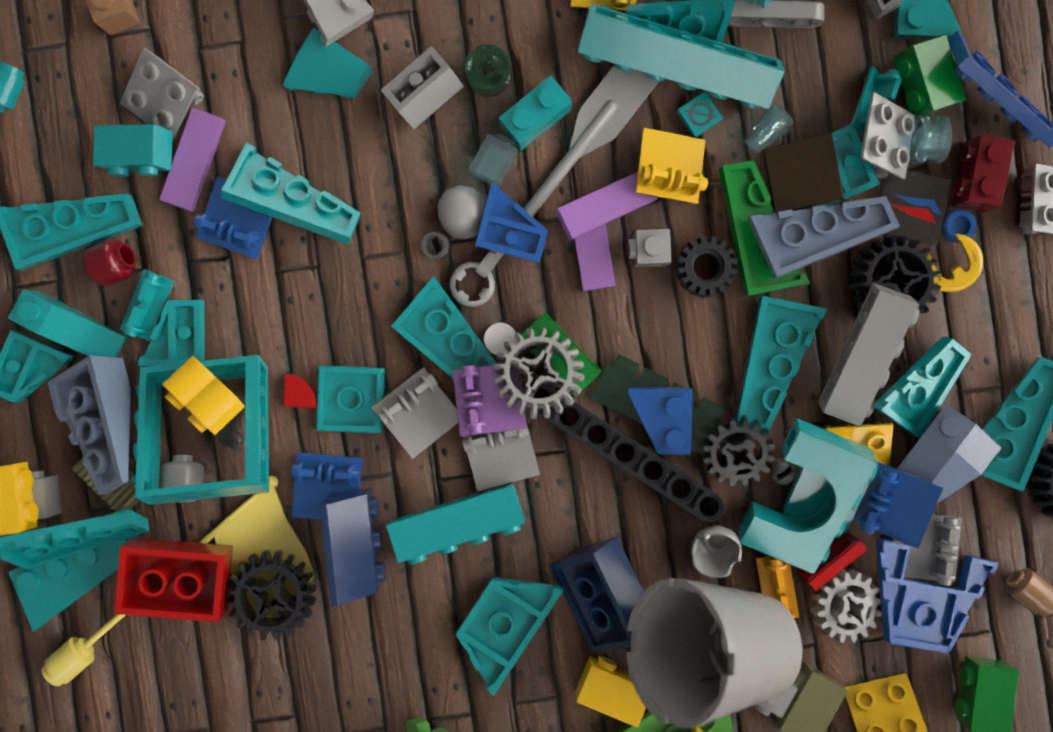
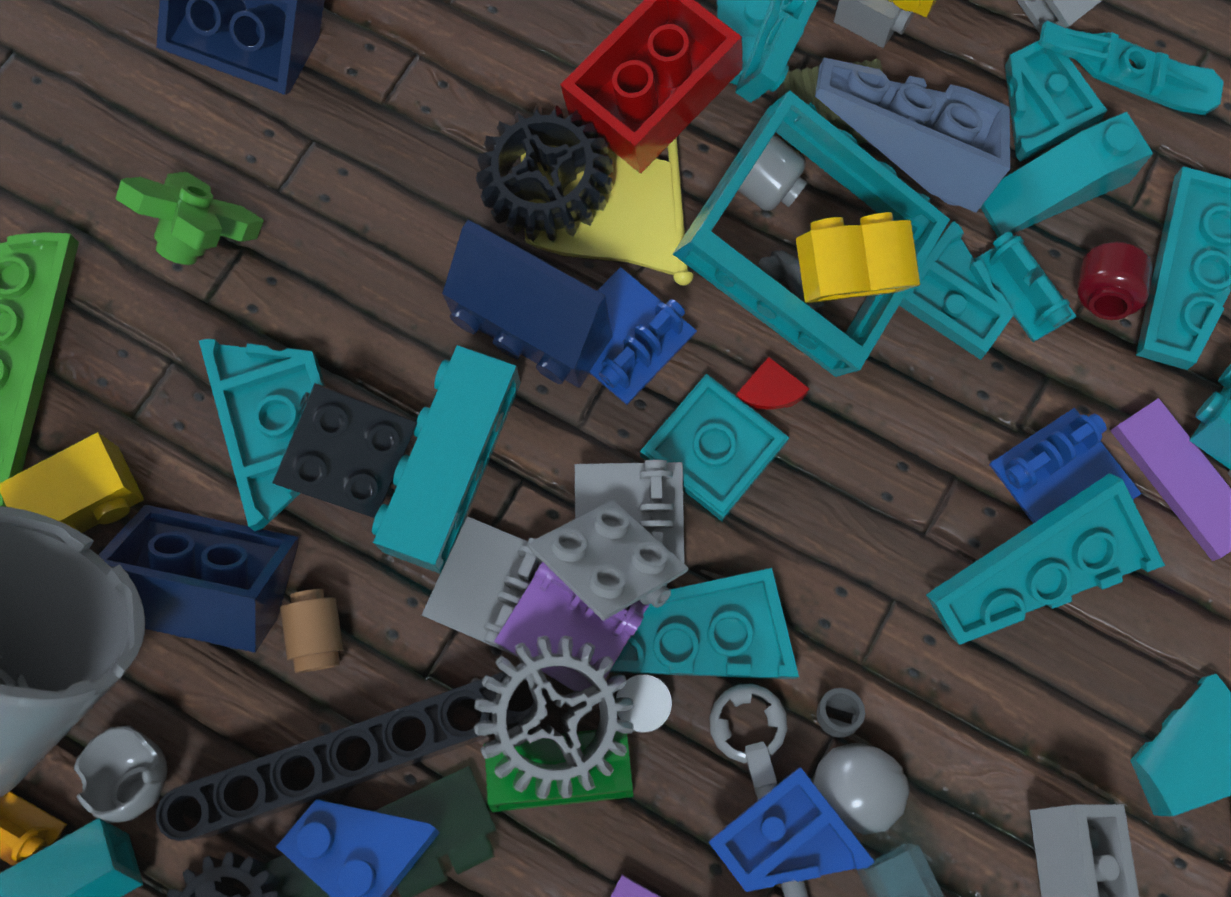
camera: 130 degrees right, 15 degrees down
(447, 403) = (609, 560): none -> light grey hinge
(492, 574) = (344, 450): none -> black hinge
(587, 519) = (311, 631): none -> medium nougat brick

